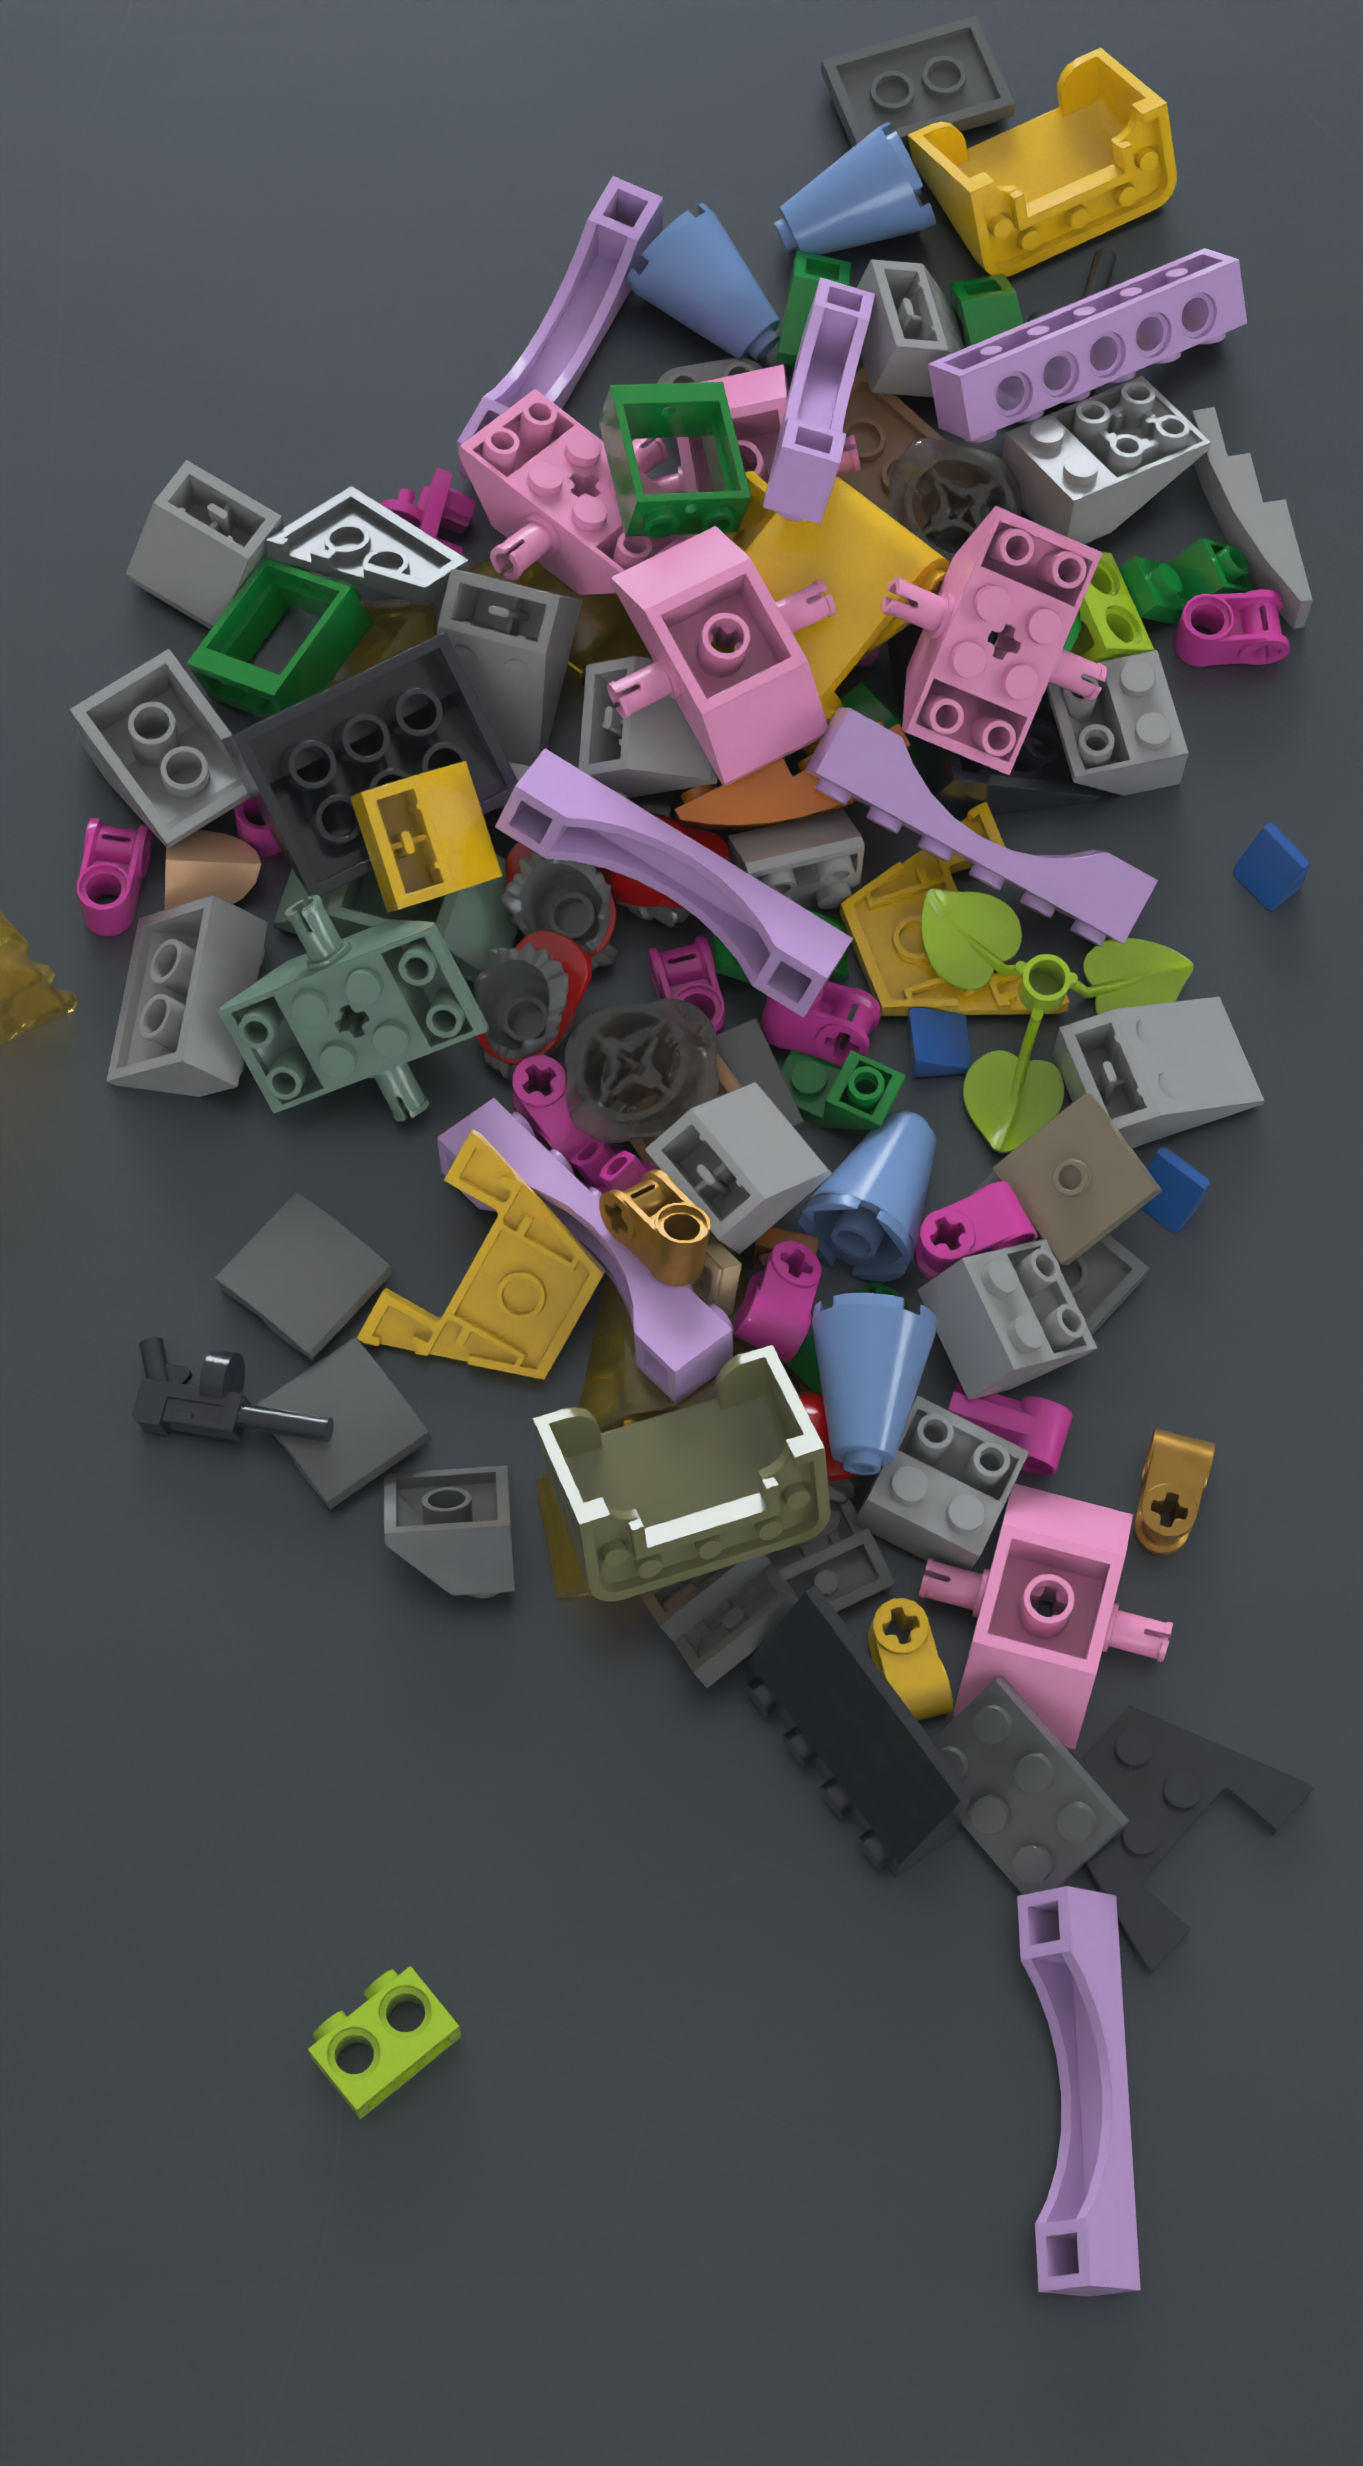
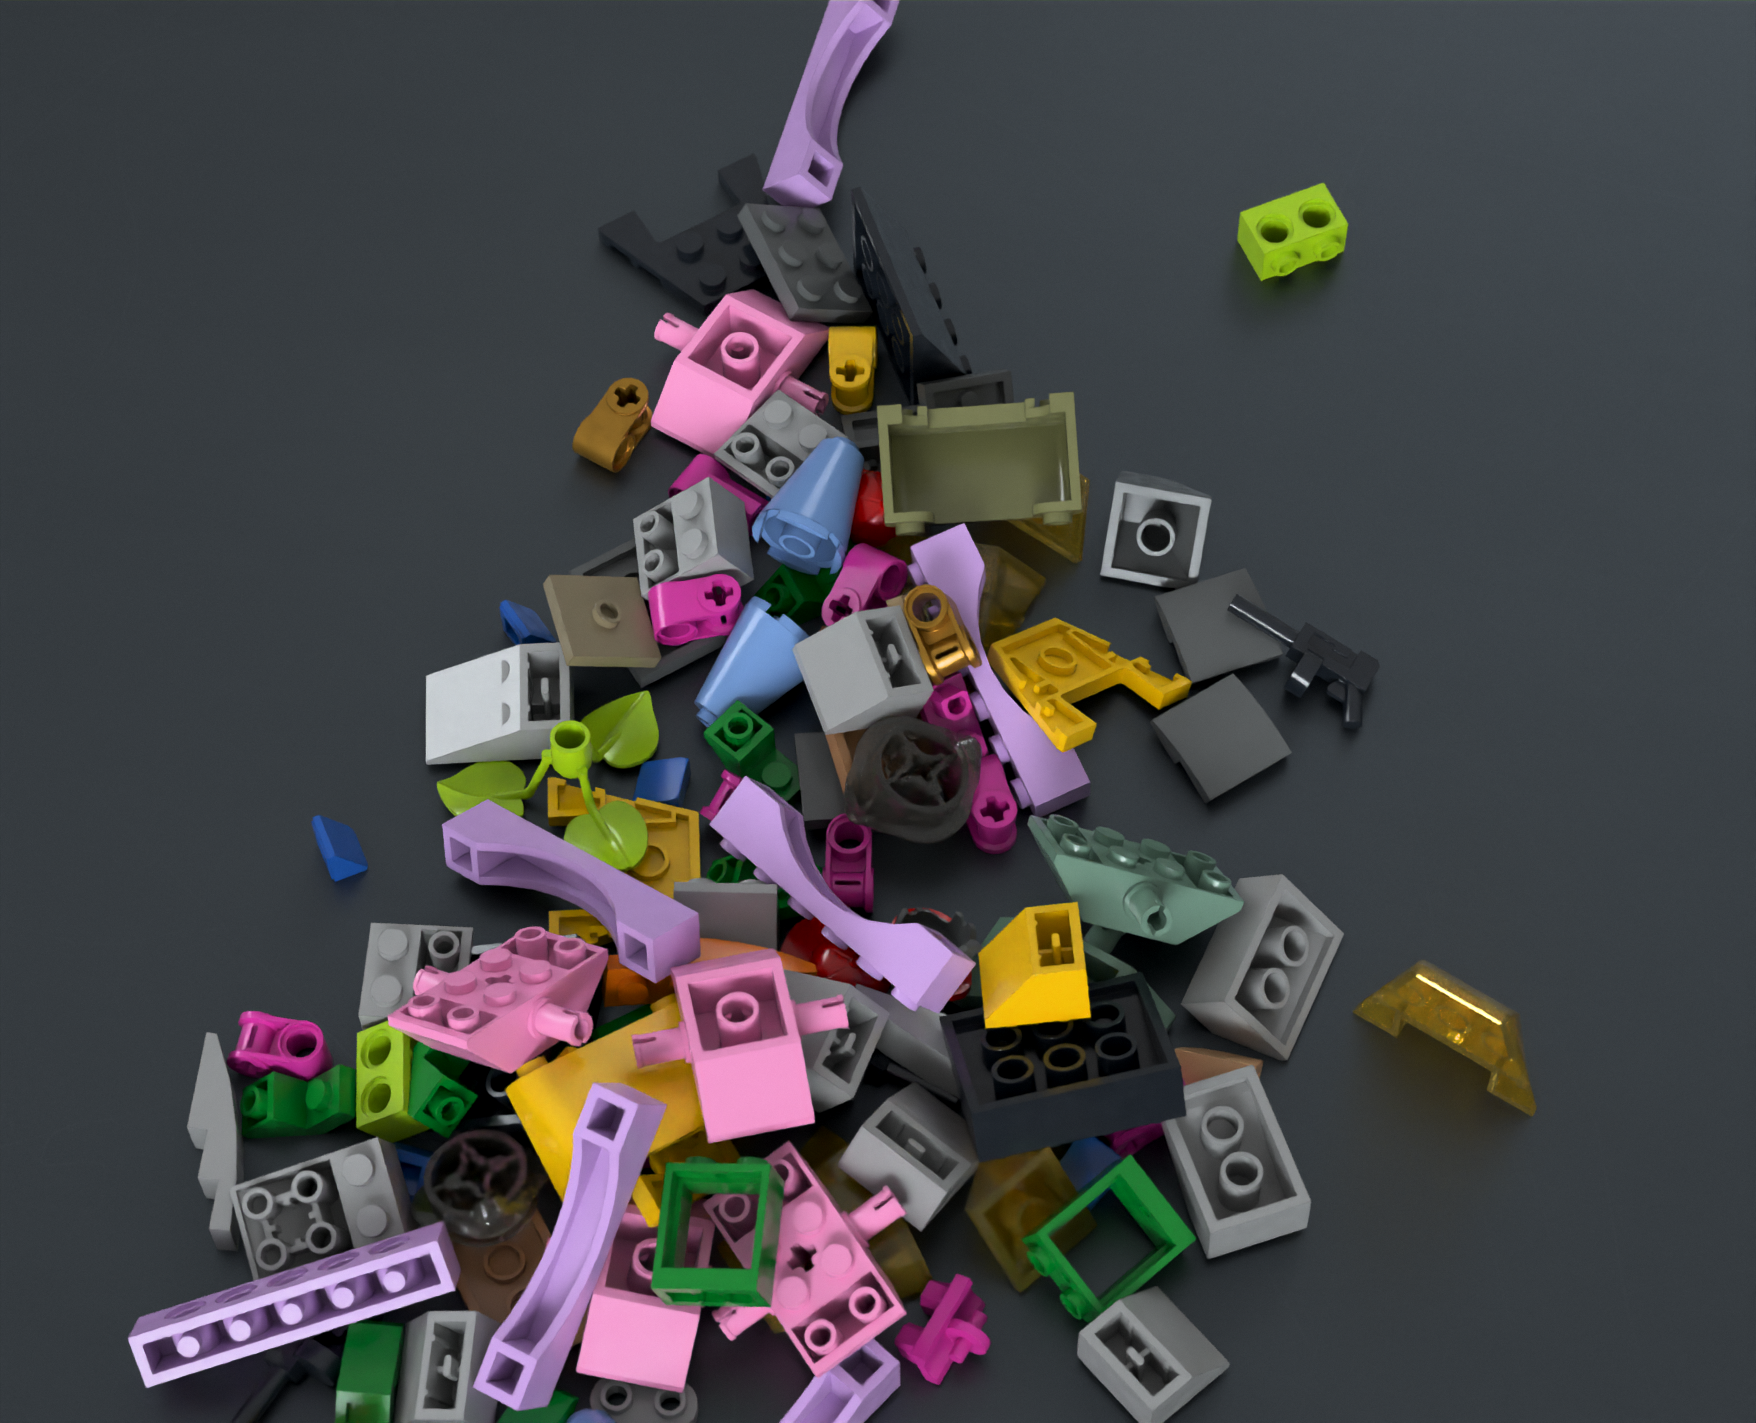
camera: 160 degrees left, 10 degrees down
(112, 865) = (1301, 1096): dark pink piece -> none
(367, 547) = (1006, 1284): dark grey wing -> none
(530, 997) = (980, 876): dark grey hair -> none

